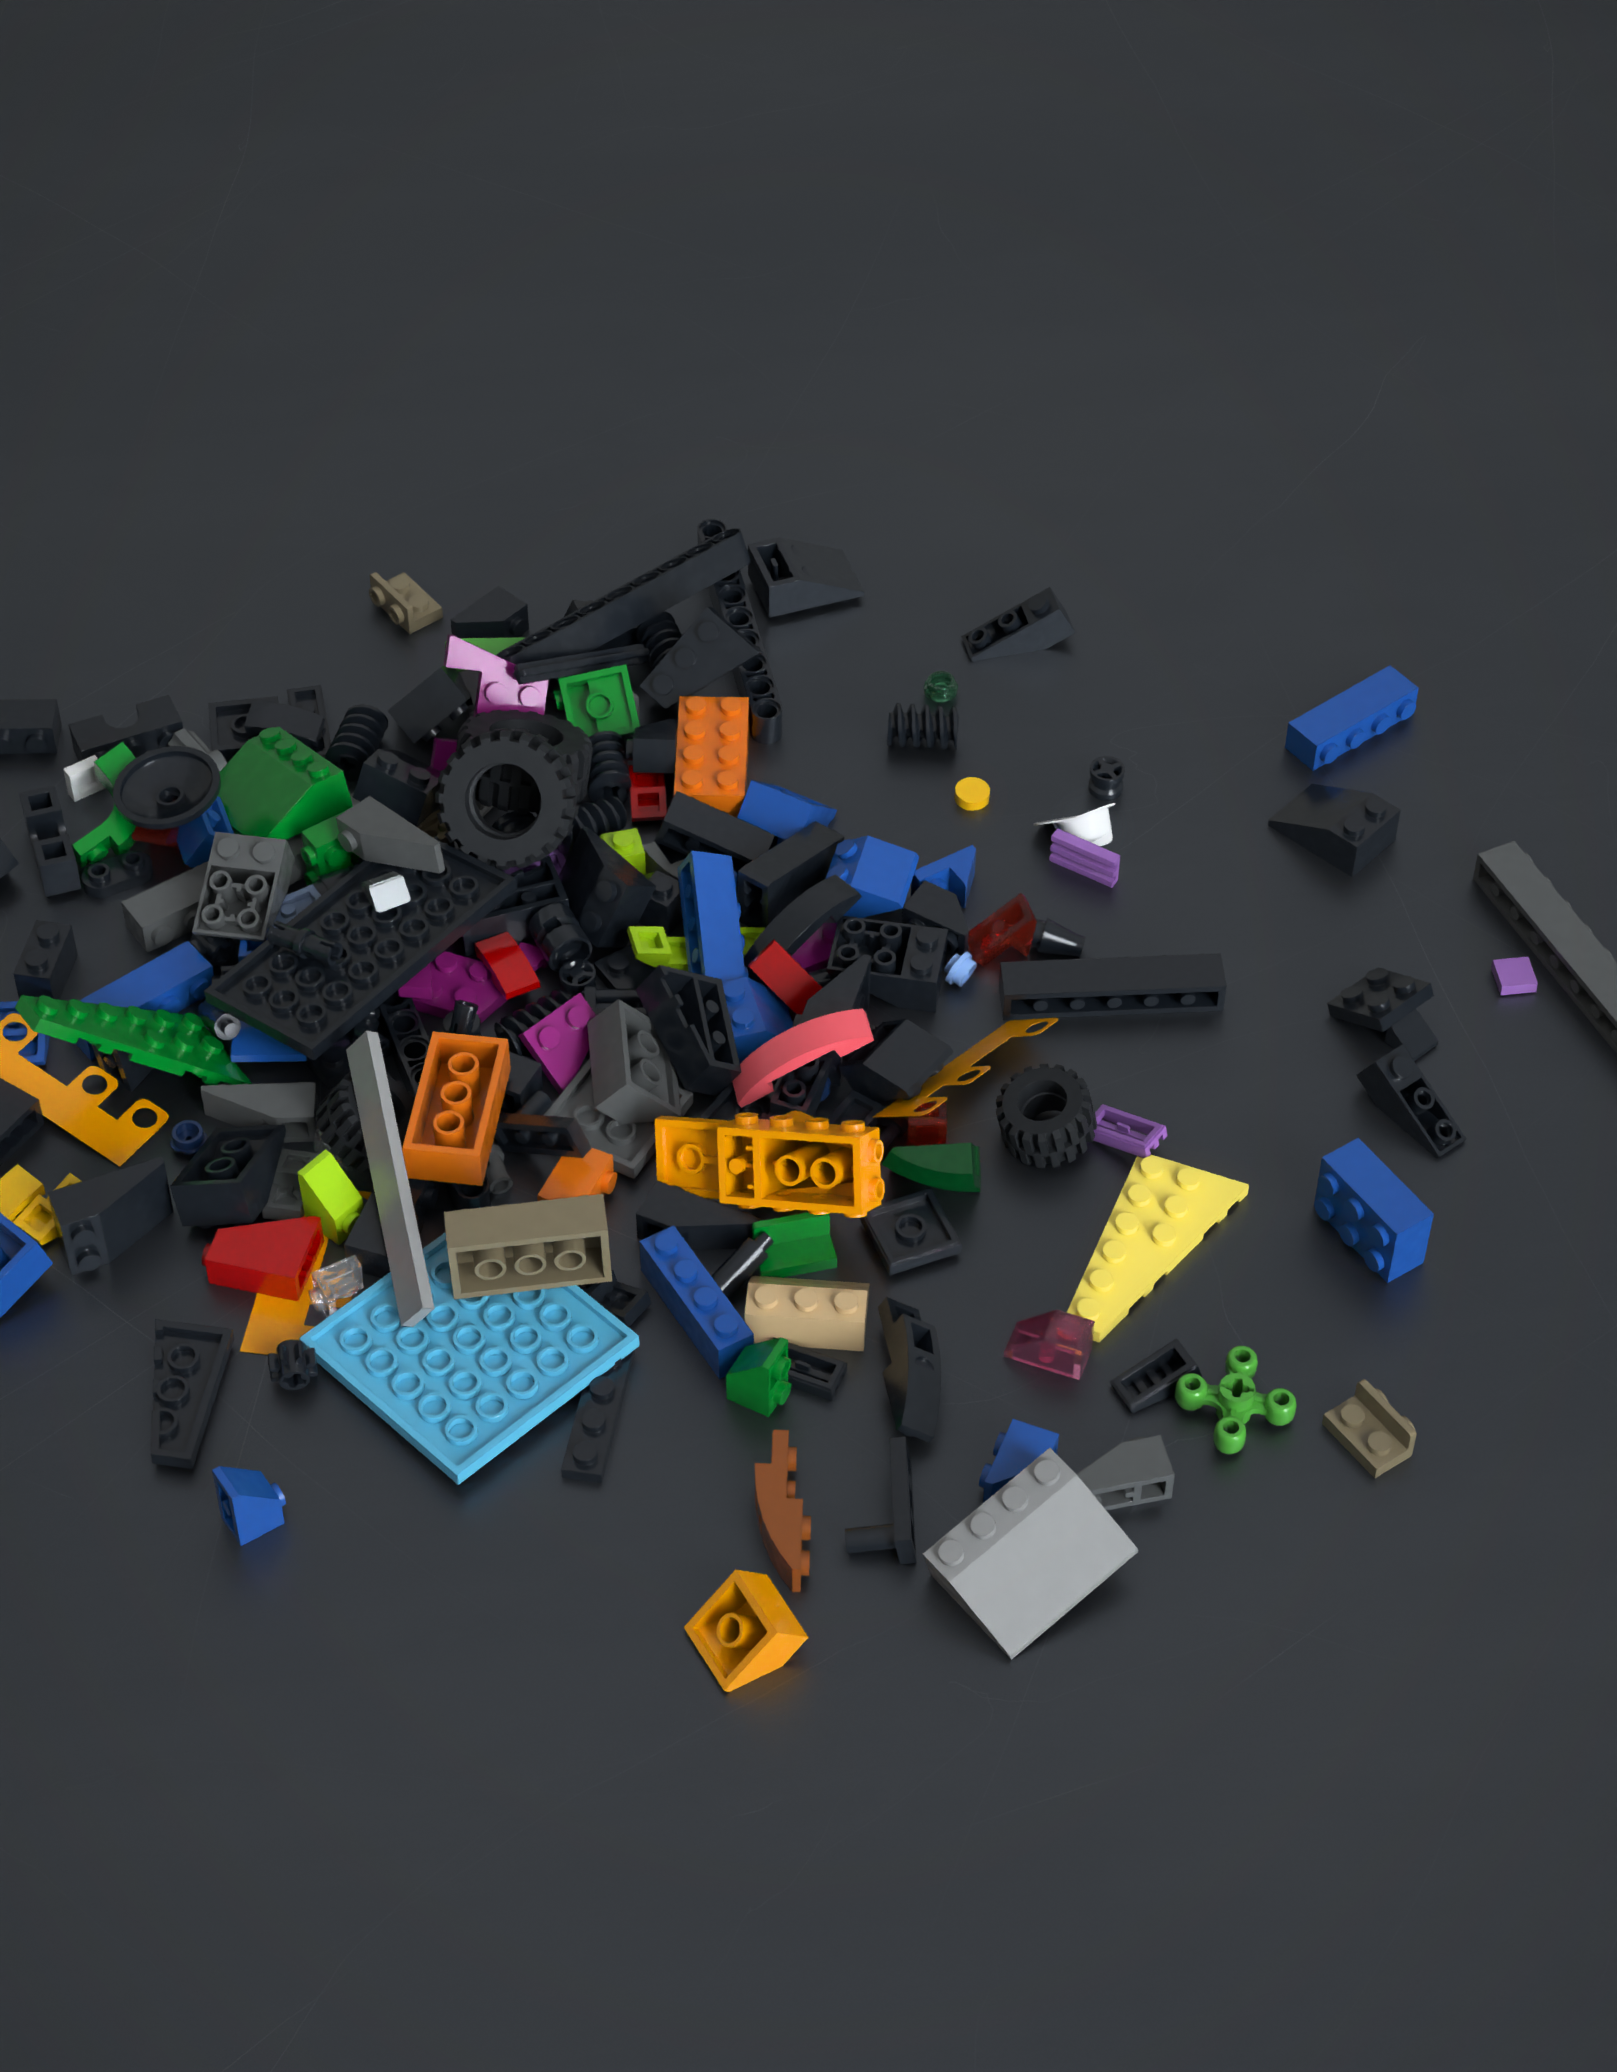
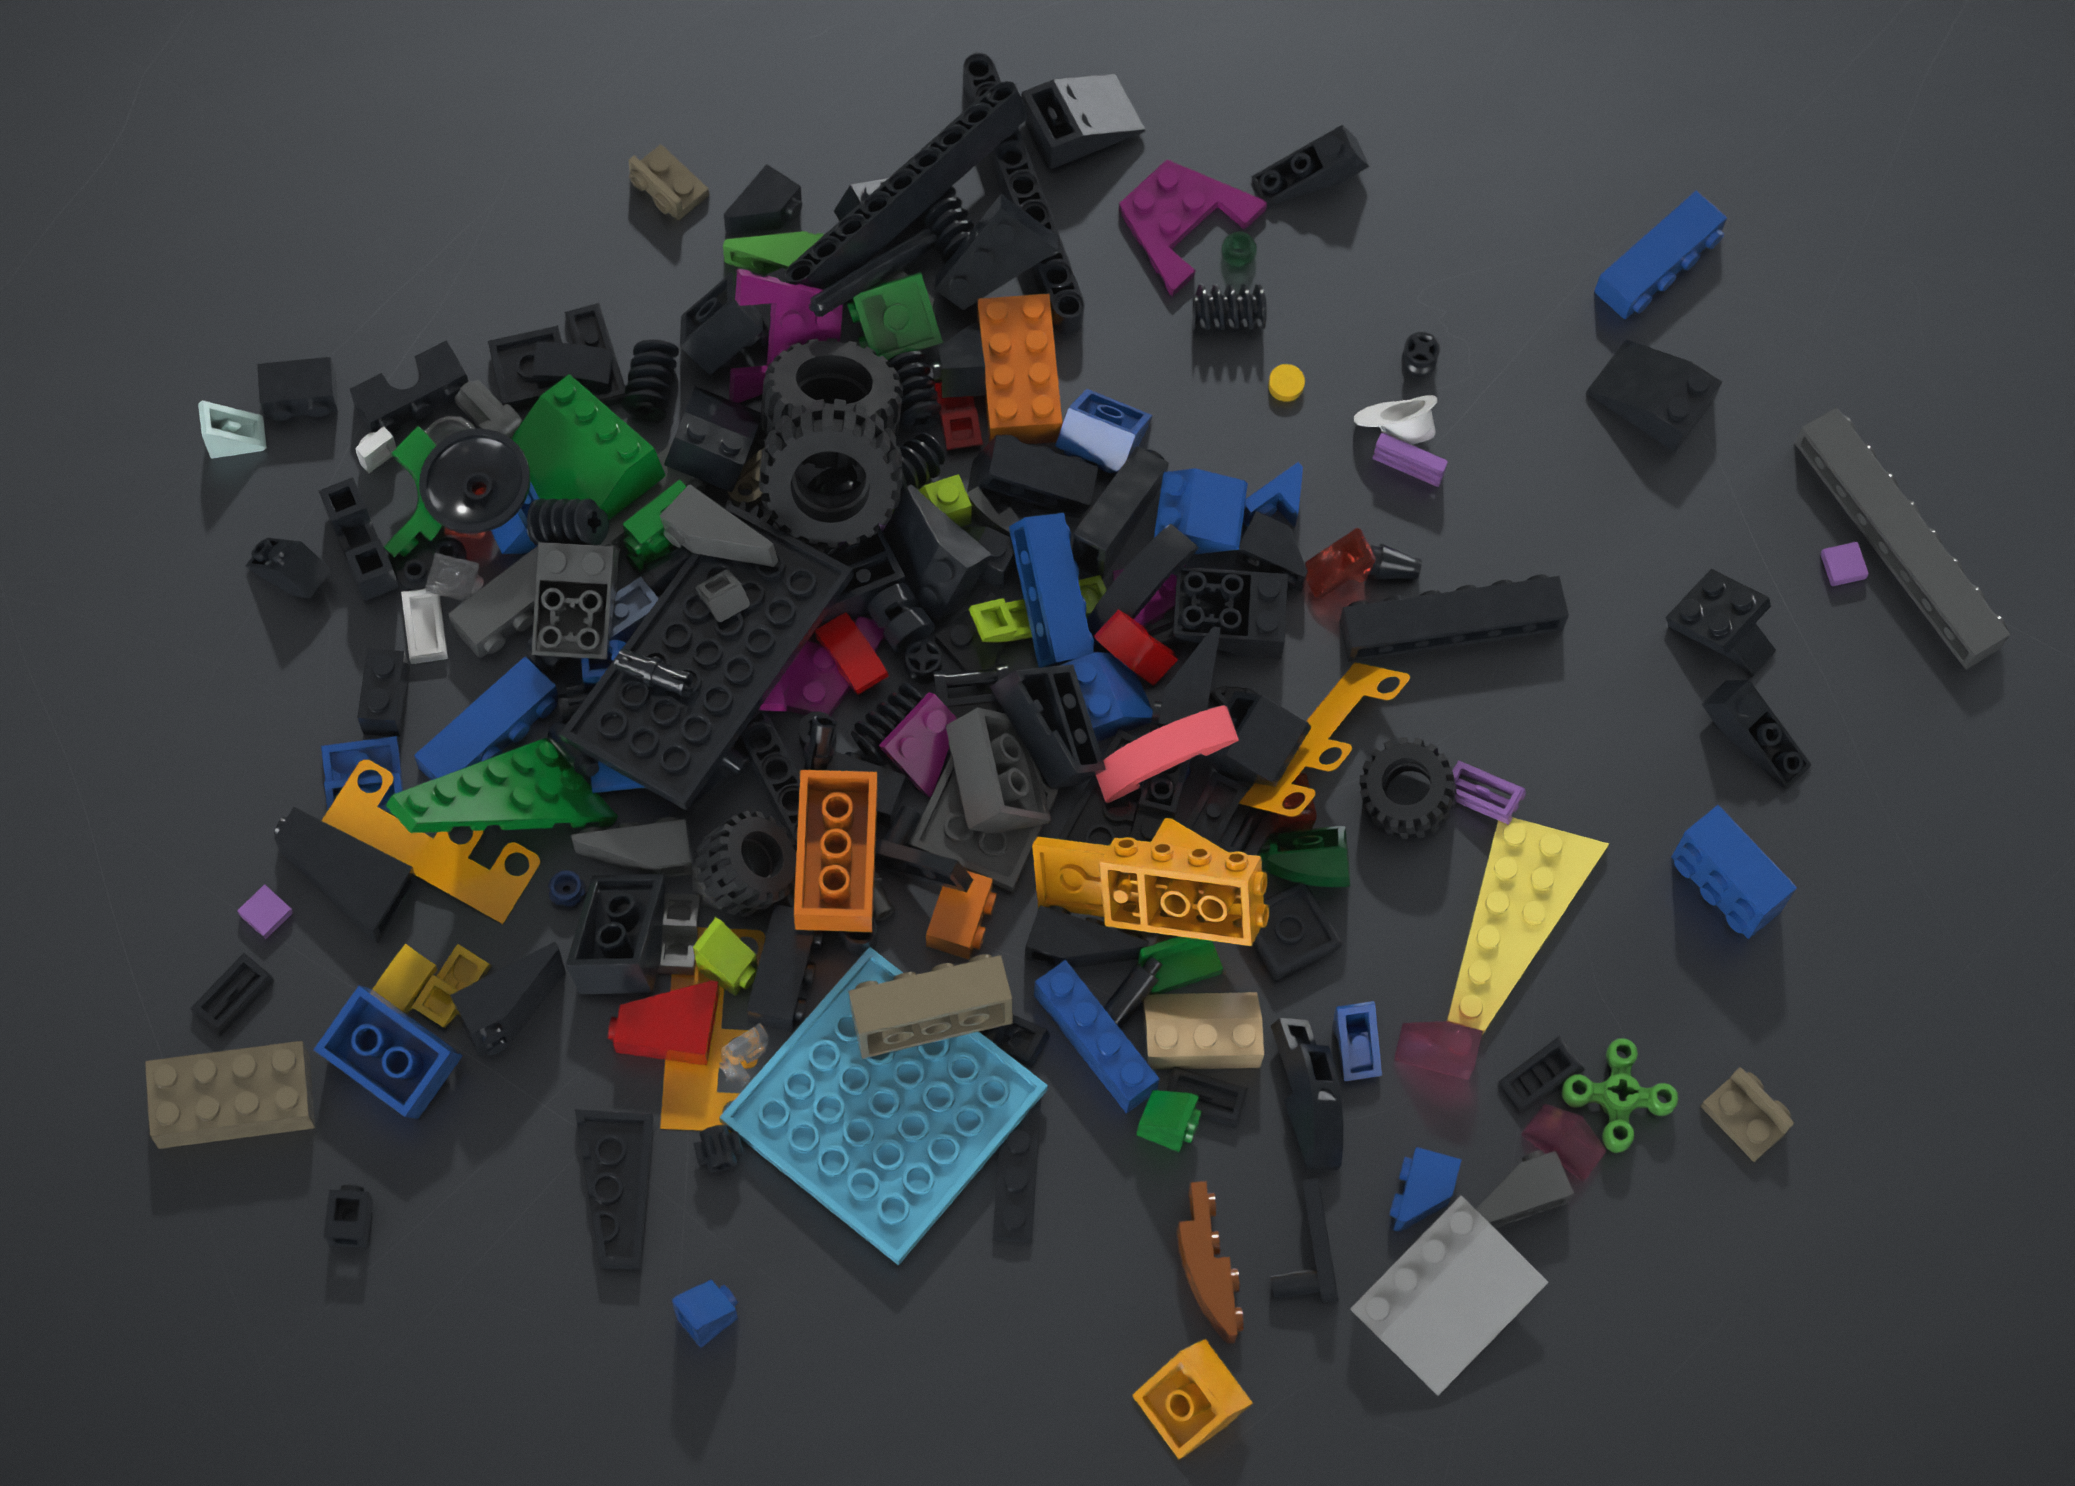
camera: 10 degrees left, 20 degrees up
(99, 920) = (424, 626): none -> white tile
(132, 875) = (454, 577): none -> clear bracket
(251, 819) = (567, 522): none -> black piece
(390, 1179) = (784, 944): light grey tile -> none
(884, 651) = (1171, 206): none -> magenta wing
(960, 968) = (1301, 609): light blue plate -> none
(965, 1323) = (1357, 1040): none -> blue slope
(1182, 1435) = (1569, 1136): none -> clear pink slope

